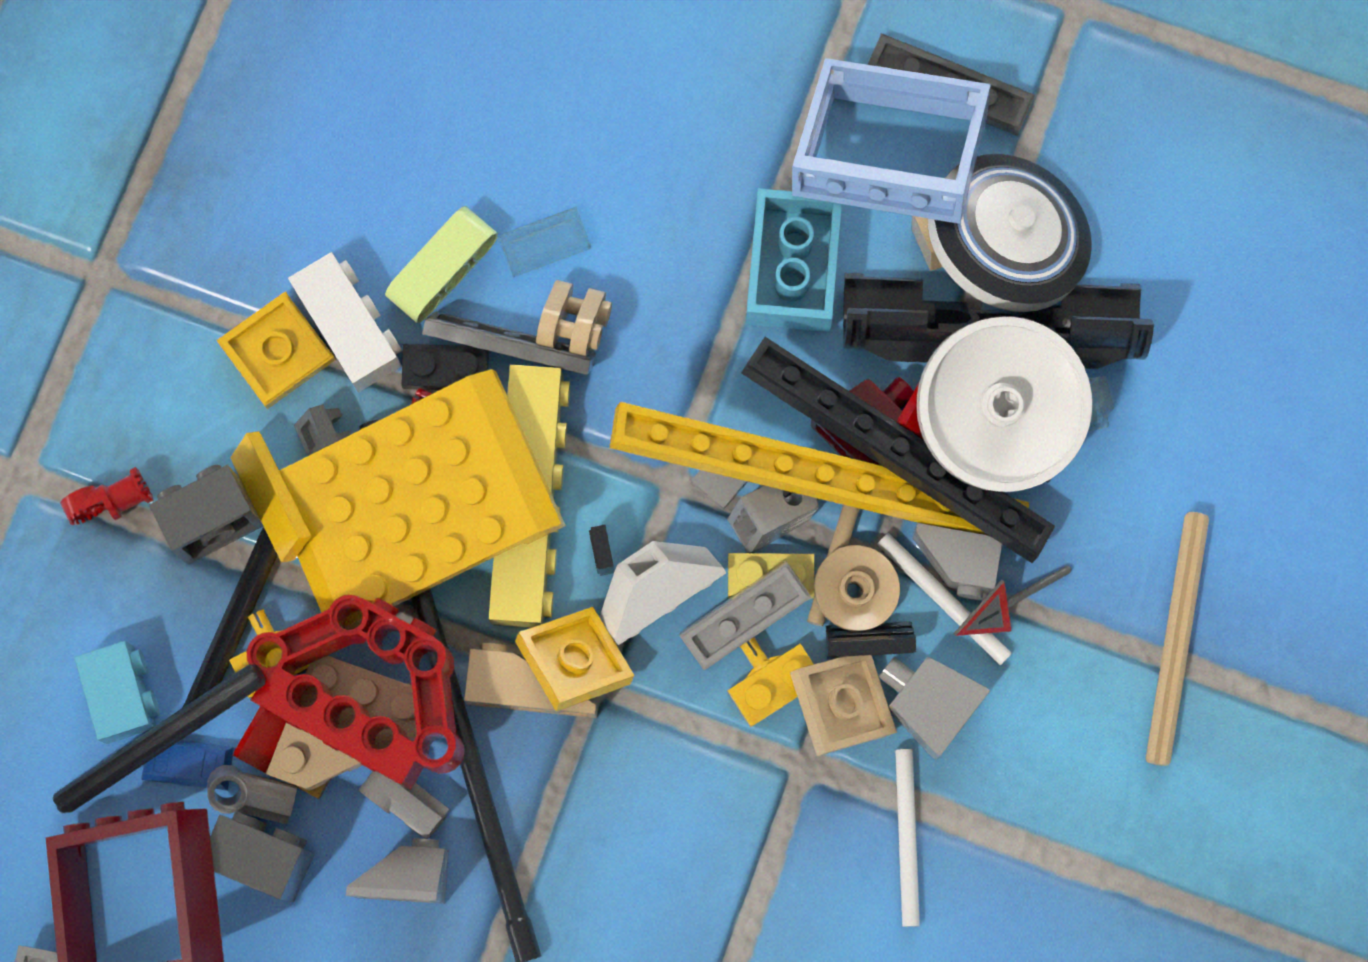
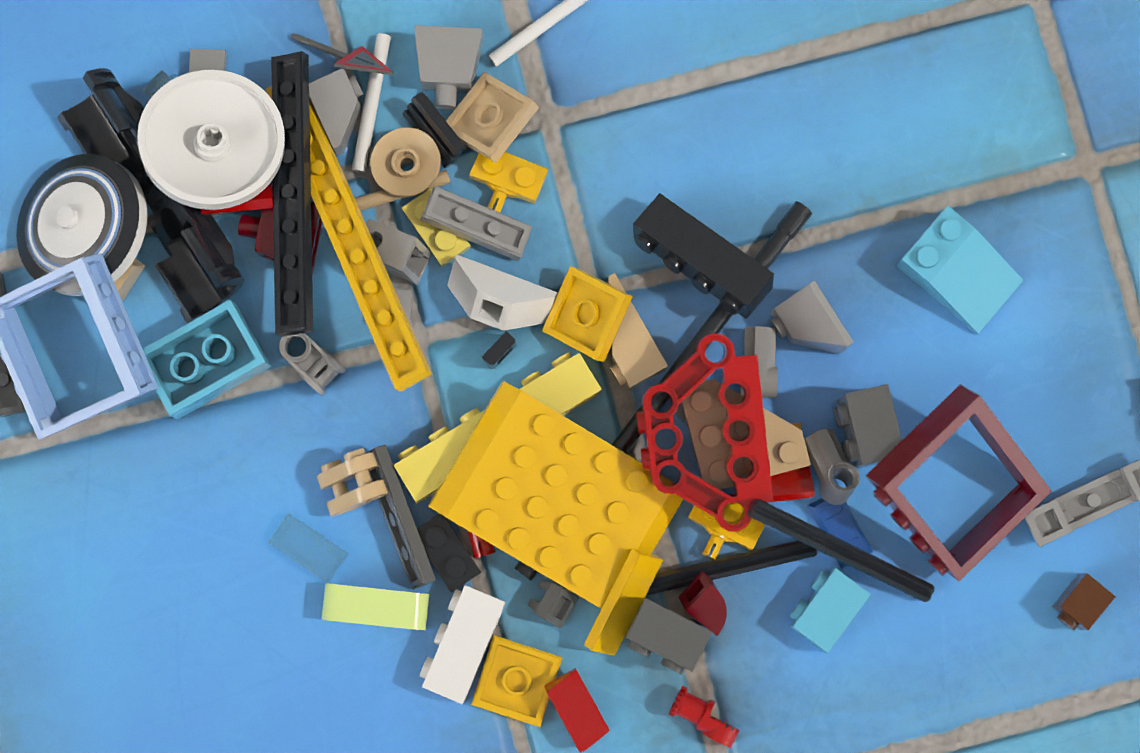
camera: 125 degrees left, 5 degrees up
(205, 383) = (577, 709): none -> red slope
(211, 573) = (705, 603): none -> dark red brick
(548, 813) = (702, 256): none -> black brick
(718, 362) = (312, 363): none -> light grey piece
(1093, 462) = (207, 59): none -> light grey tile

